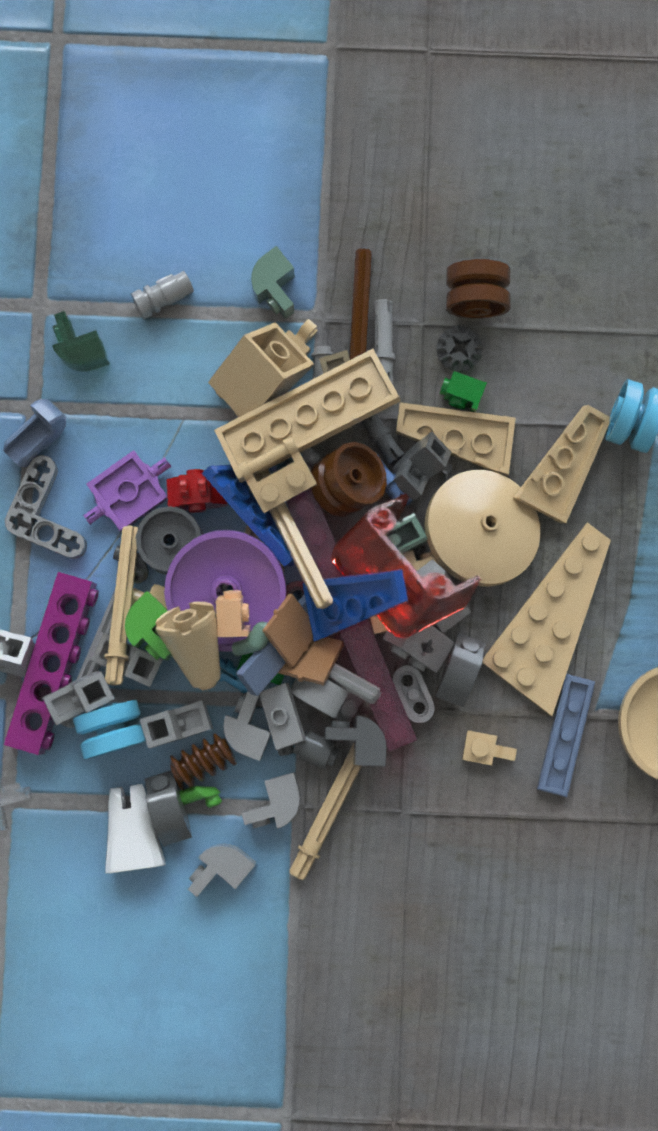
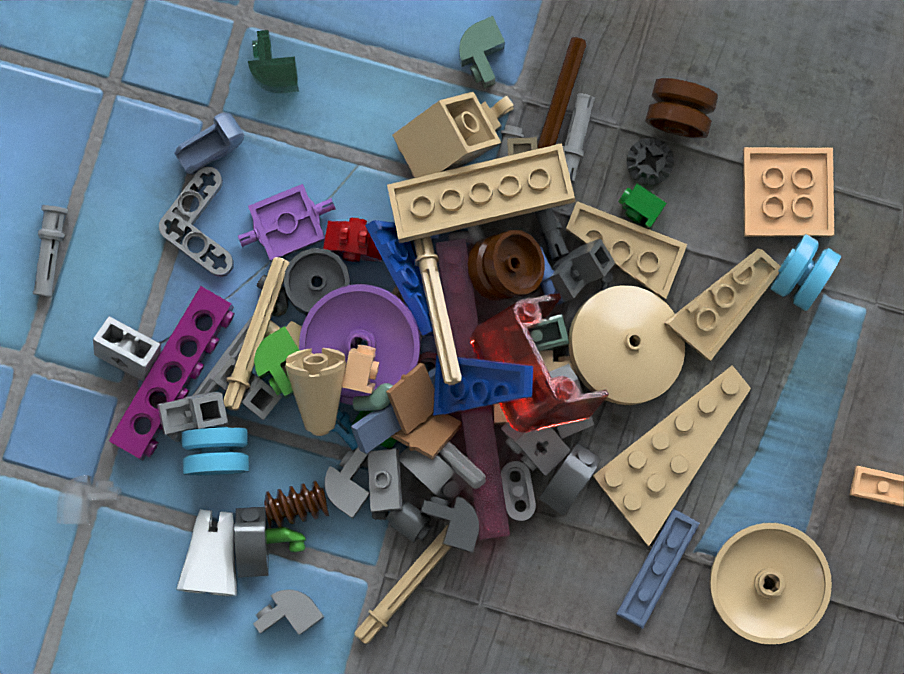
camera: 10 degrees right, 0 degrees up
(165, 292) = (371, 34): light grey axle -> none
(176, 724) = (280, 463): light grey brick -> none
(283, 483) = (441, 254): tan plate -> none
(283, 805) = (366, 563): light grey brick -> none
(483, 747) = (573, 560): tan plate -> none
(598, 345) = (788, 192): none -> light nougat plate

